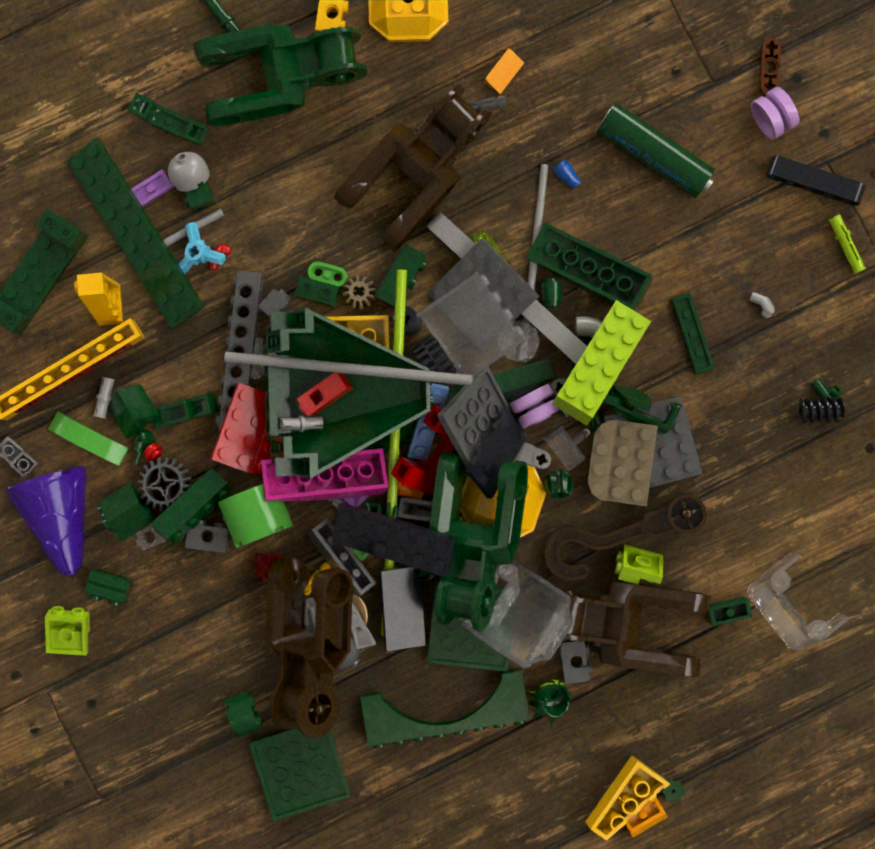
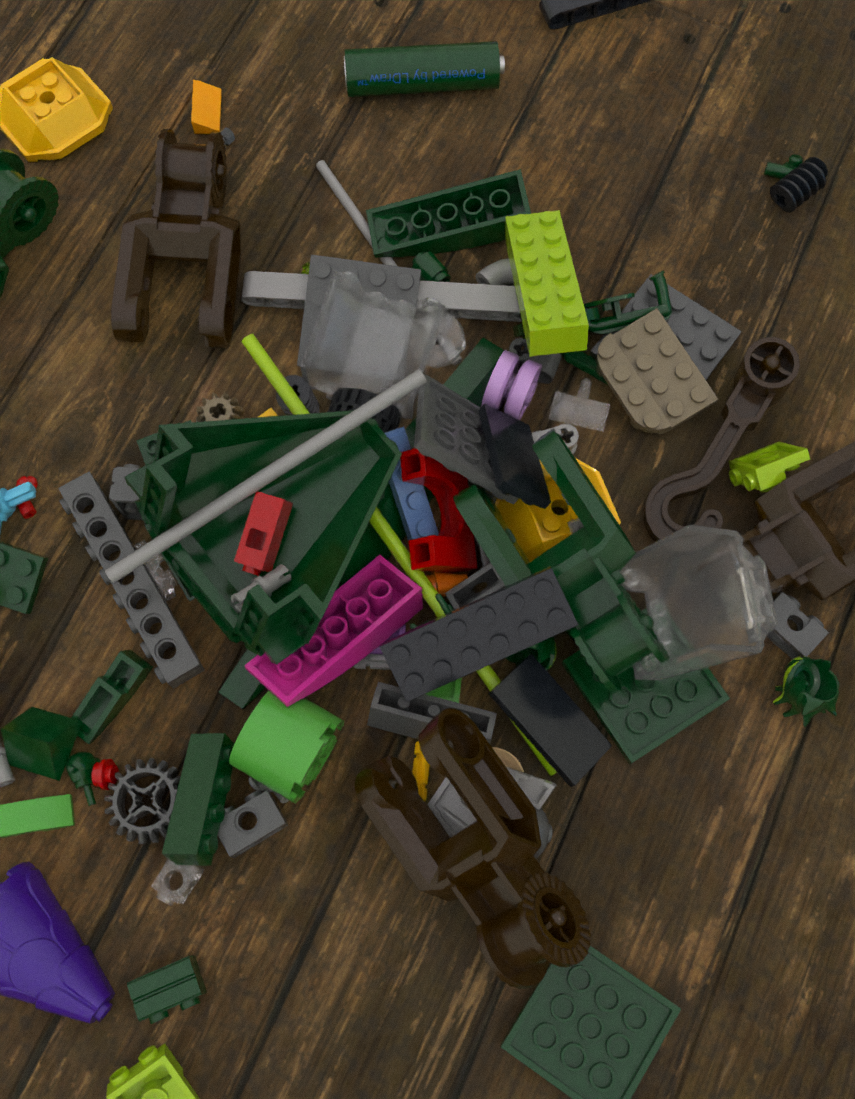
camera: 40 degrees left, 15 degrees down
(125, 512) = (119, 872): dark green piece -> none
(241, 714) = (463, 1013): dark green brick -> none
(243, 432) = (200, 659): red plate -> none
(263, 563) = (344, 800): clear red brick -> none
(328, 273) = (169, 416): bright green plate -> none
(388, 724) = (759, 742): dark green arch -> none
(409, 260) = (254, 388): dark green brick -> none
(558, 484) = (605, 451): dark green piece -> none
(566, 173) = (349, 153): blue cone -> none
(692, 333) = (607, 211): dark green tile -> none
(764, 302) = (648, 133): light grey arm -> none
(847, 244) = (670, 26): lime pin -> none

